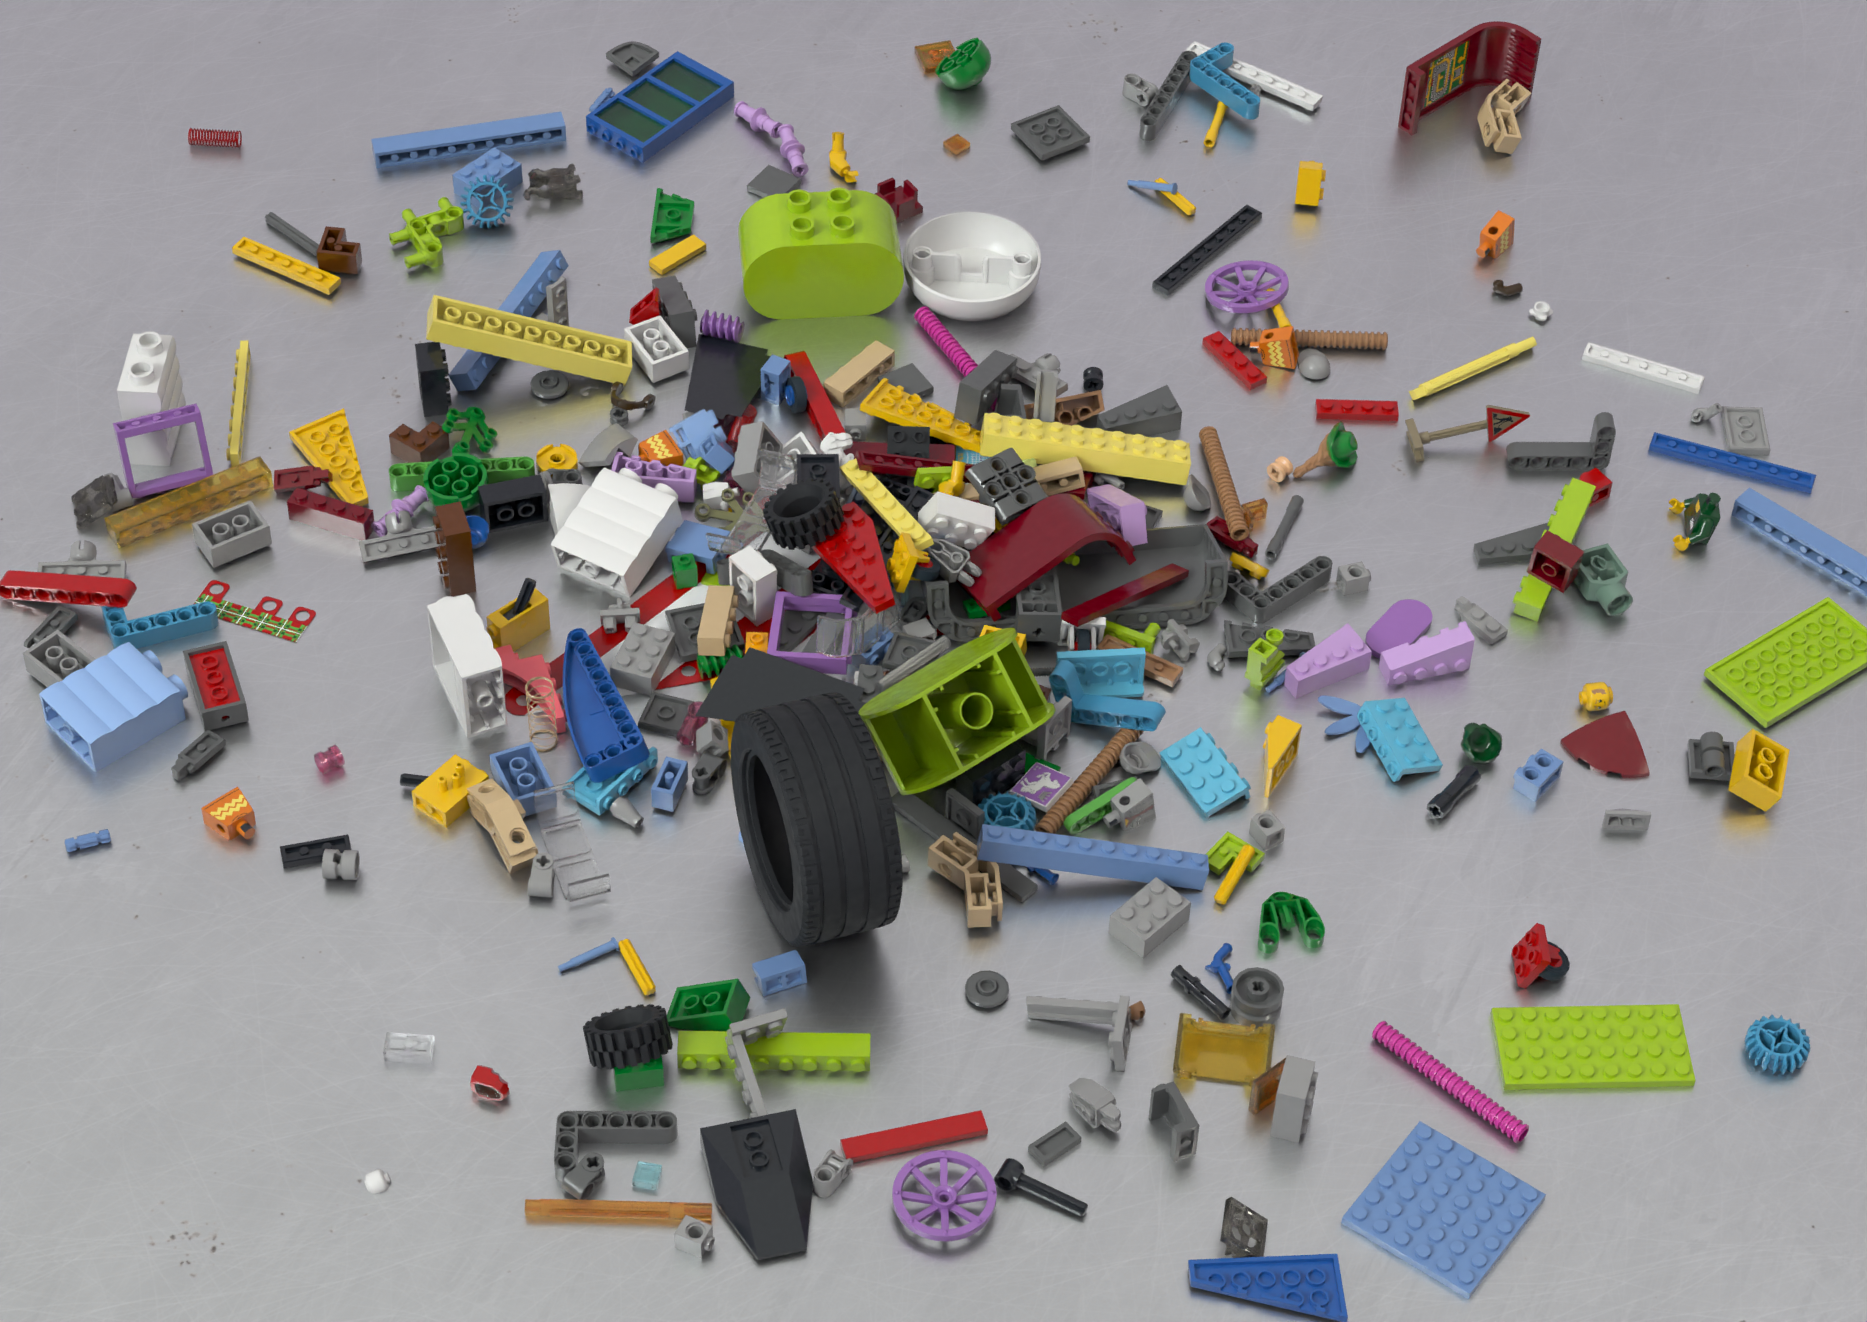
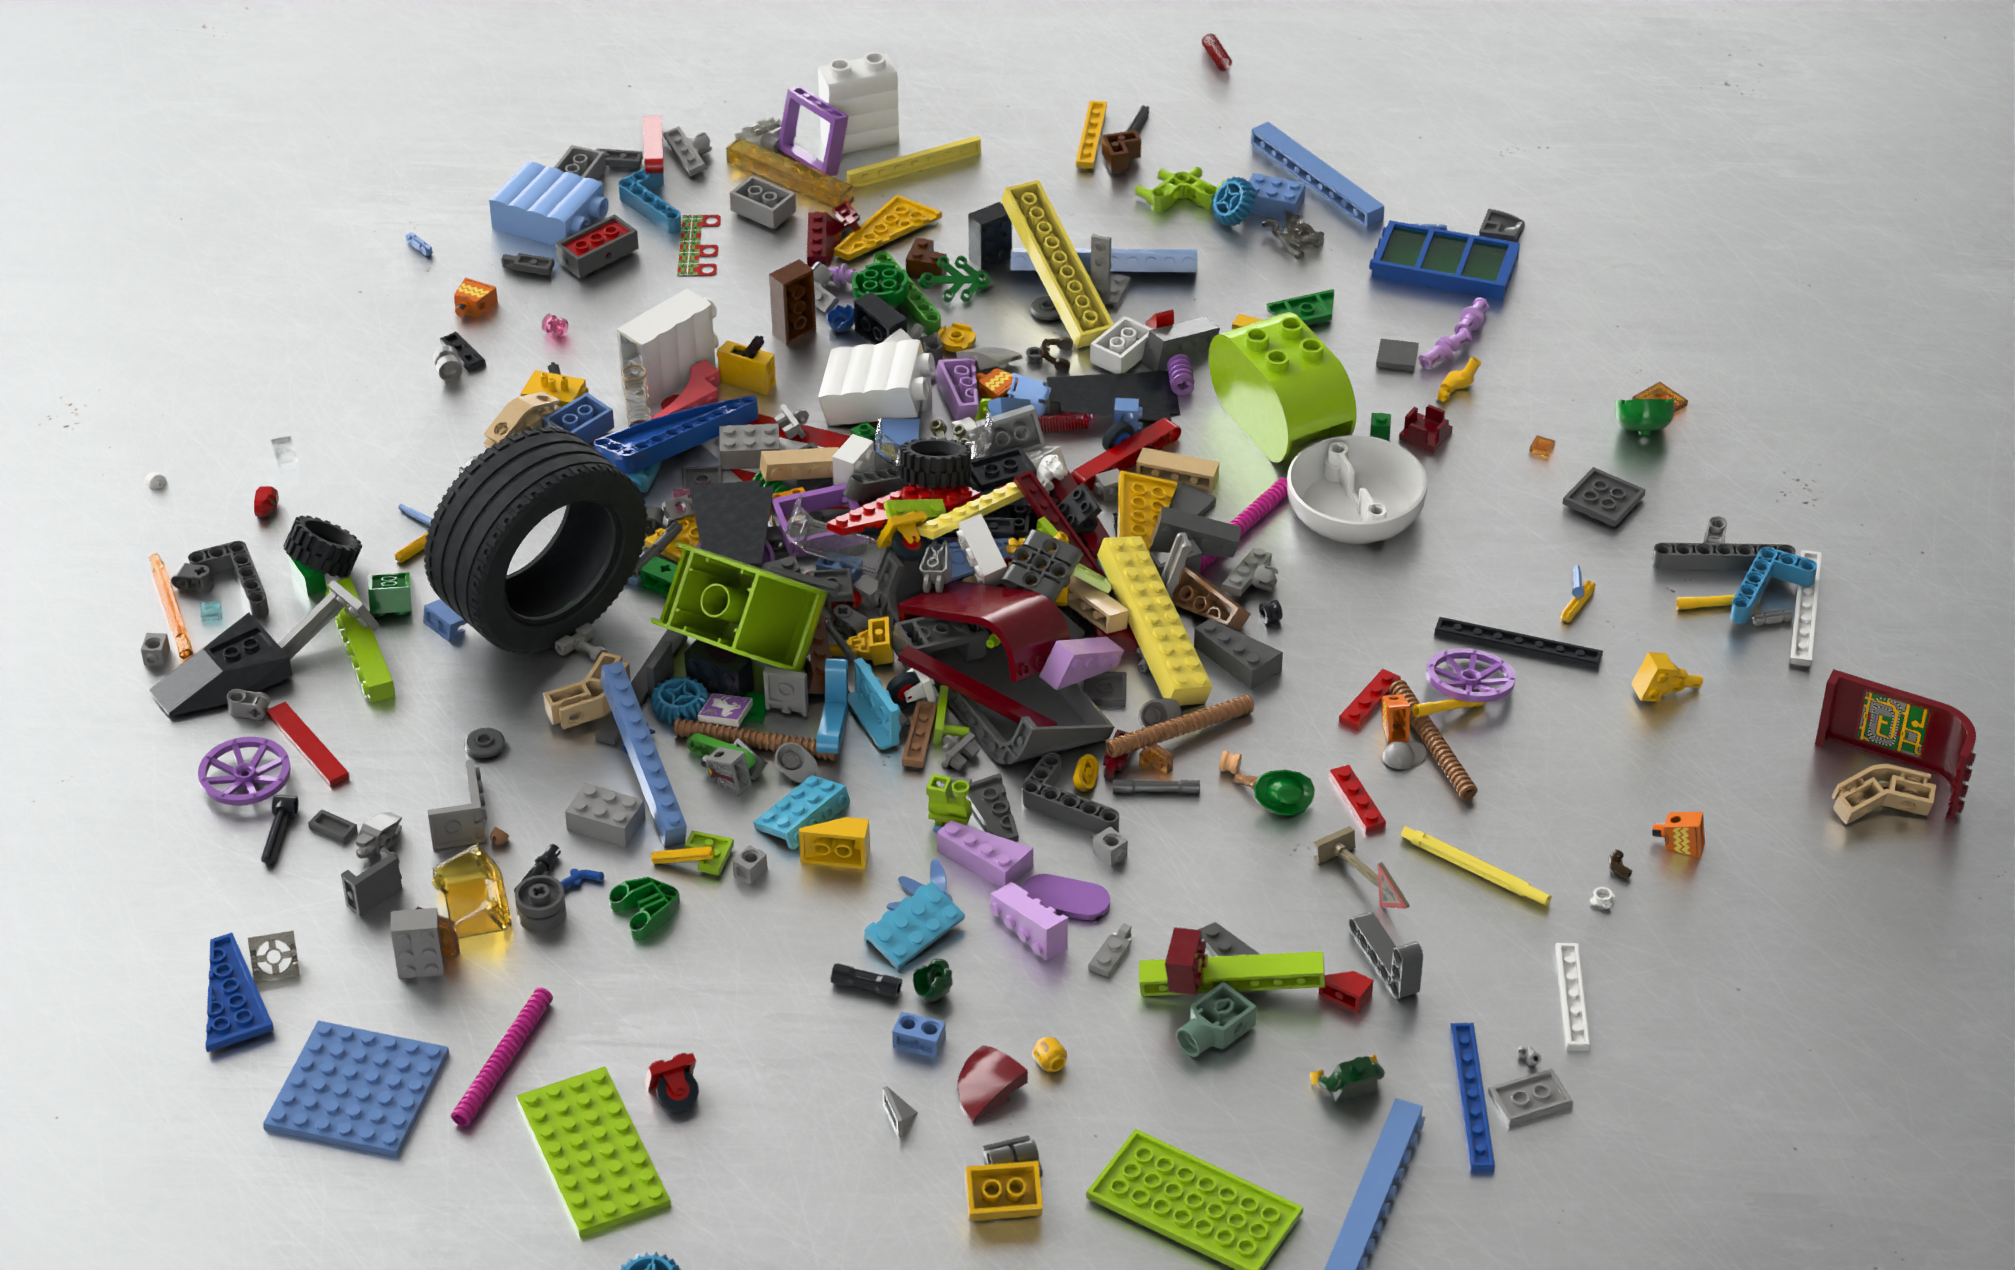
camera: 70 degrees right, 5 degrees down
(881, 544) = (932, 507): none -> lime plate

